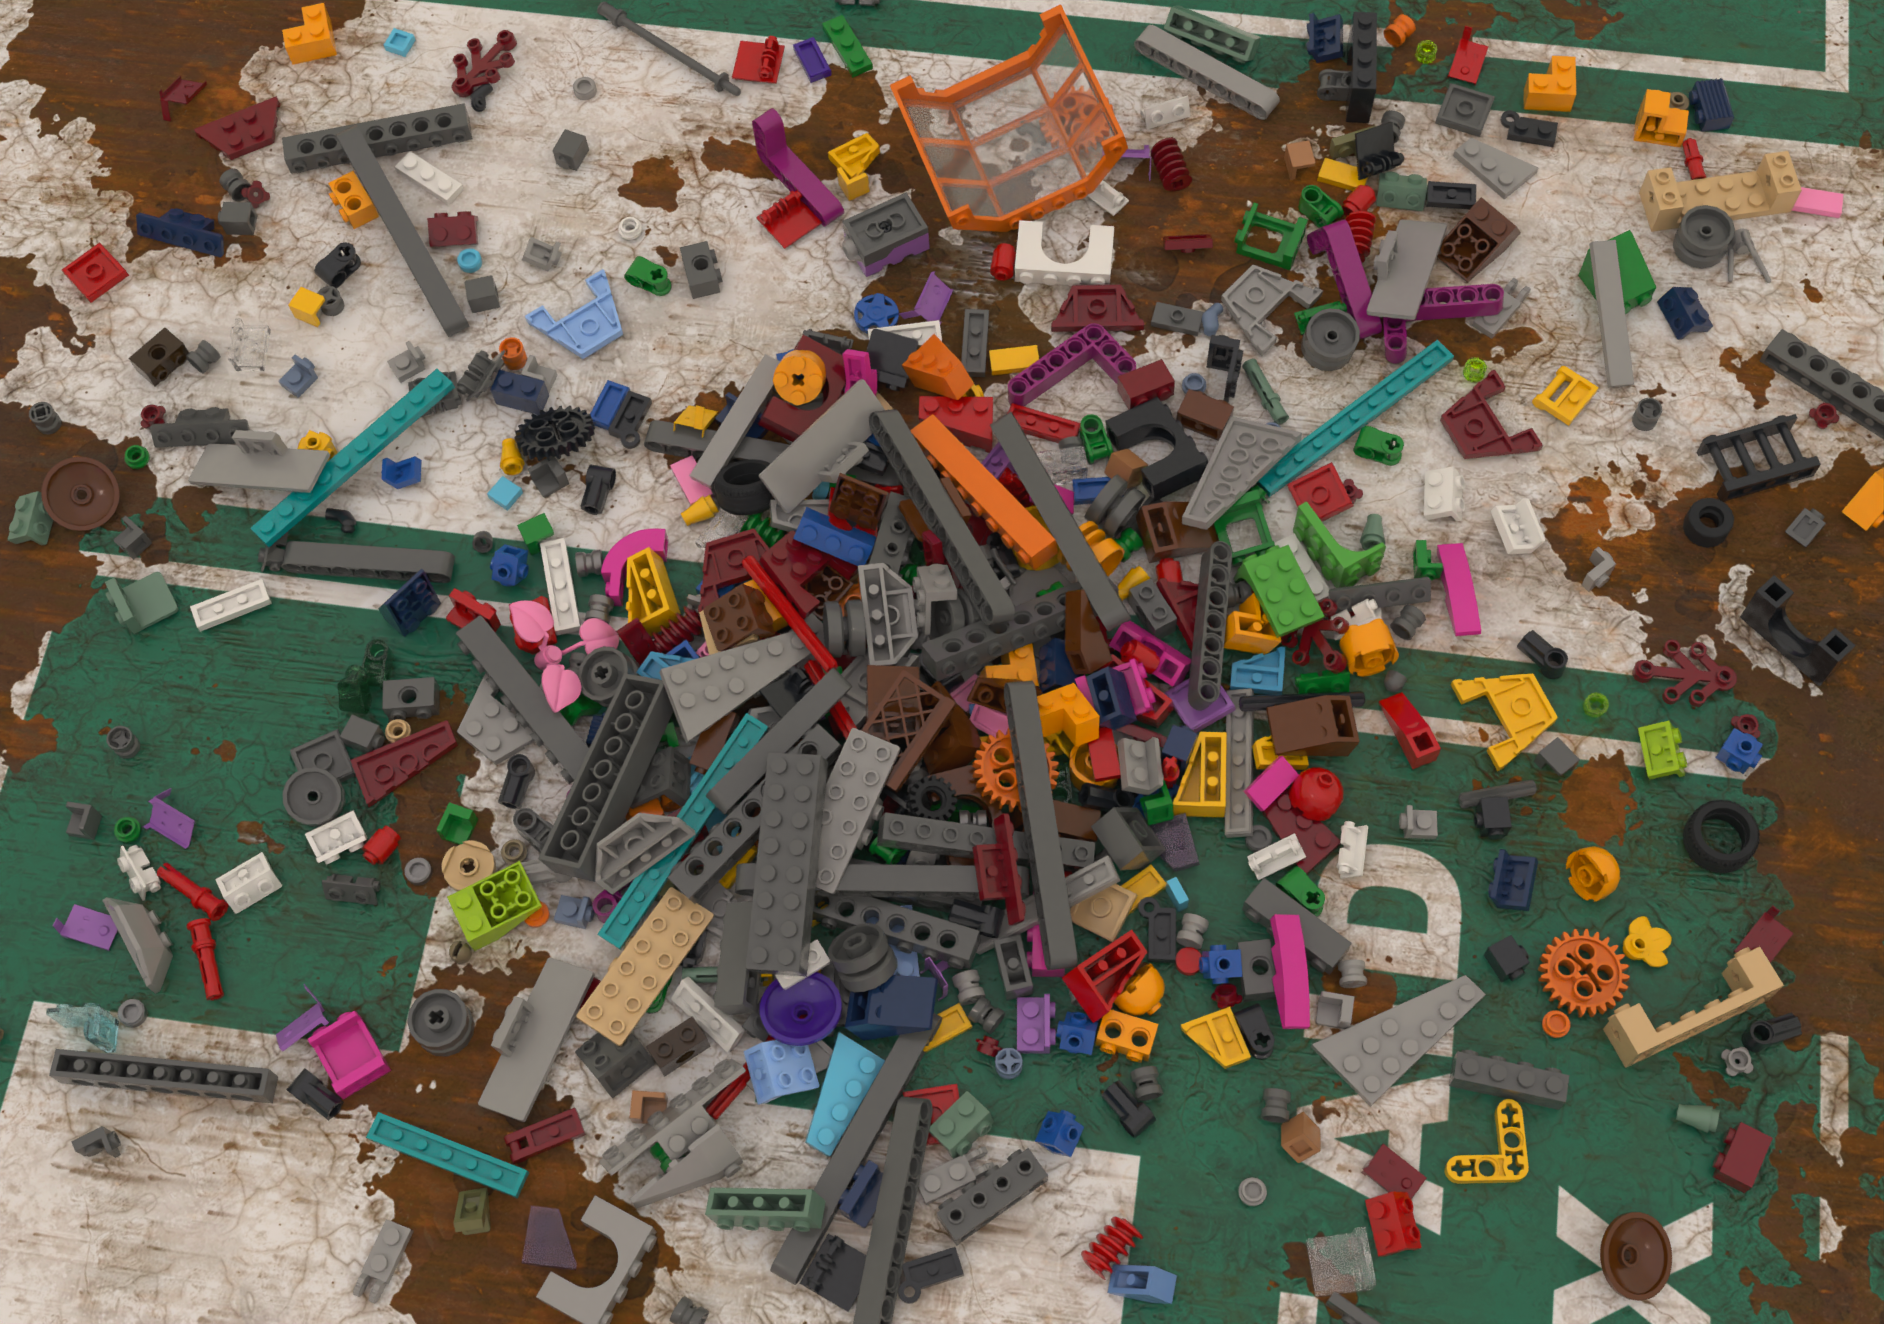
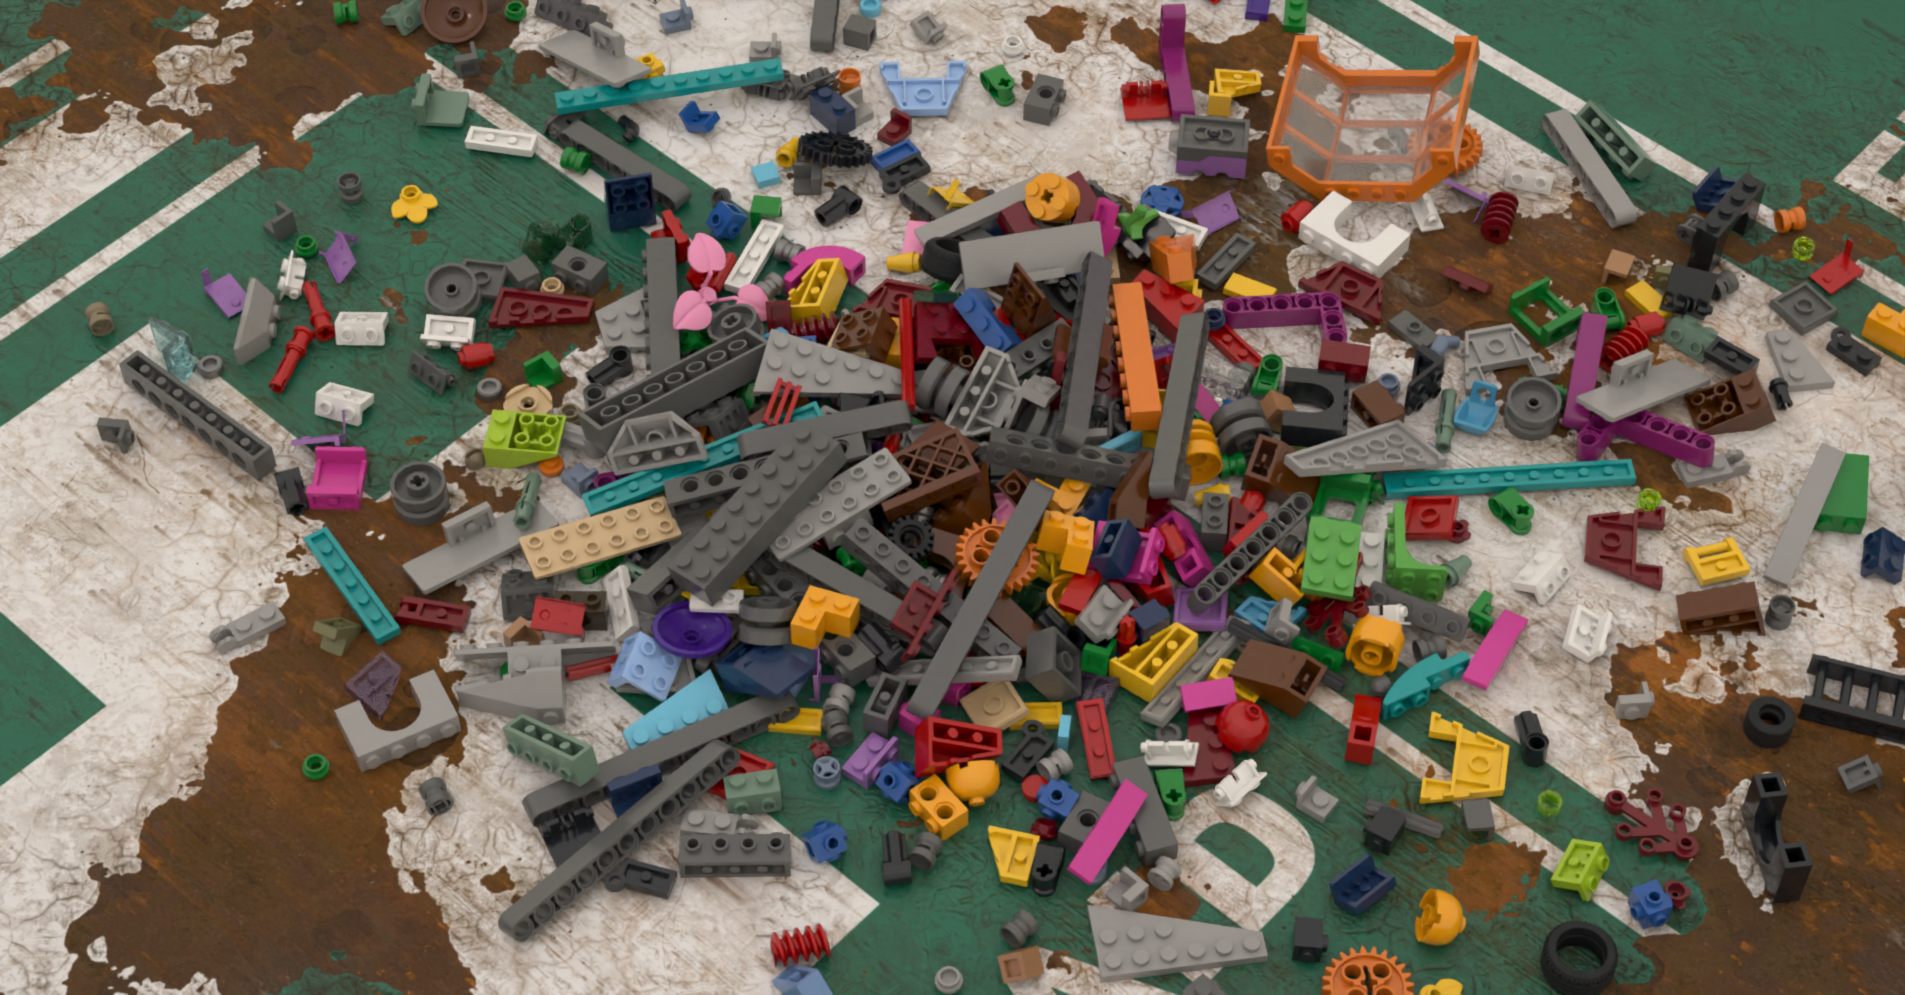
camera: 30 degrees right, 15 degrees down
(199, 724) = (413, 204): none -> yellow plate
(290, 971) = (336, 397): none -> white bracket
(318, 584) = (575, 160): none -> green wheel
(550, 975) = (526, 505): none -> sand green pin
(589, 376) = (896, 129): none -> dark red bracket
(669, 1071) = (558, 617): none -> red piece
(716, 716) = (788, 387): none -> red tile
(772, 538) = (936, 296): none -> clear green tile
(879, 351) = (1135, 222): none -> bright green piece
(909, 918) = (821, 613): none -> light orange brick
(1009, 403) = (1216, 318): none -> dark blue plate
(1025, 586) = (1127, 442): none -> medium azure tile
(1195, 610) = (1245, 532): none -> red tile
(1208, 883) = (1095, 738): none -> red tile
(1279, 676) = (1279, 623): none -> light grey bracket
(1288, 370) = (1476, 414): none -> dark azure piece
(1422, 659) = (1415, 684): none -> teal slope
(1504, 203) = (1779, 389): none -> black pin
(1605, 441) = (1721, 609): none -> reddish brown wedge

